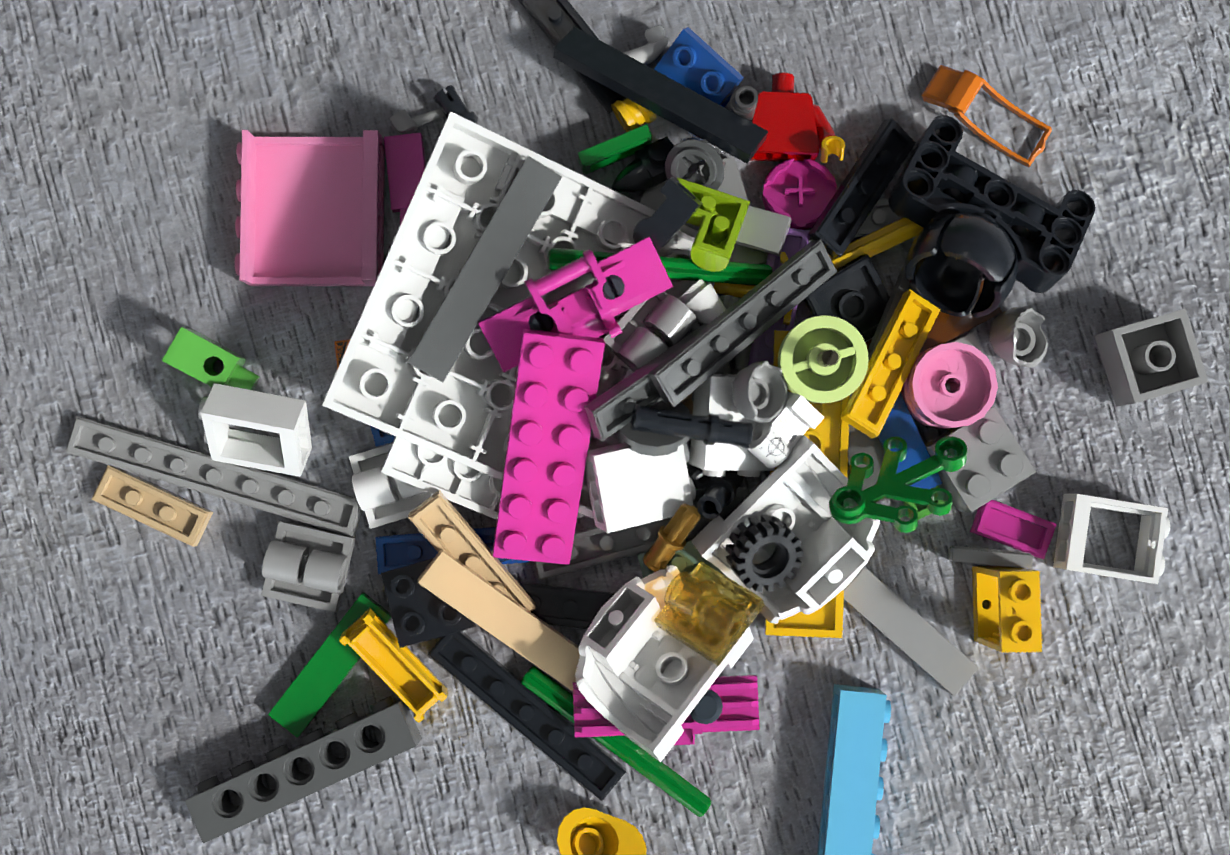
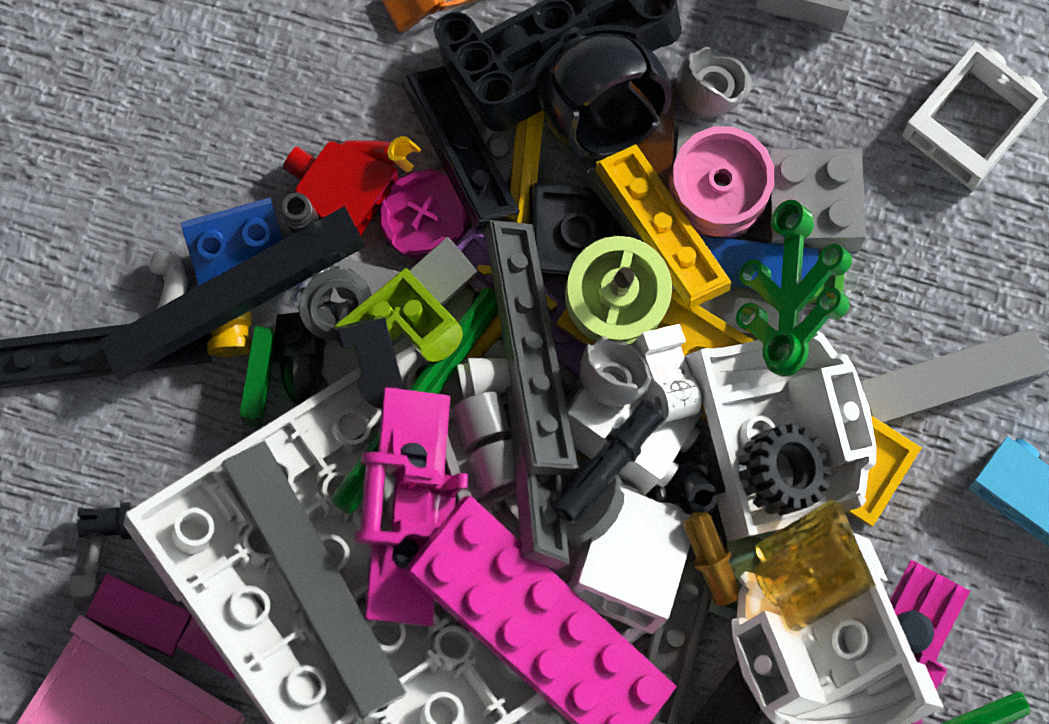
camera: 60 degrees left, 10 degrees down
(990, 556) = (924, 246): light grey tile -> none
(1013, 528) = (908, 206): dark pink tile -> none
(1014, 611) = (991, 254): yellow window -> none

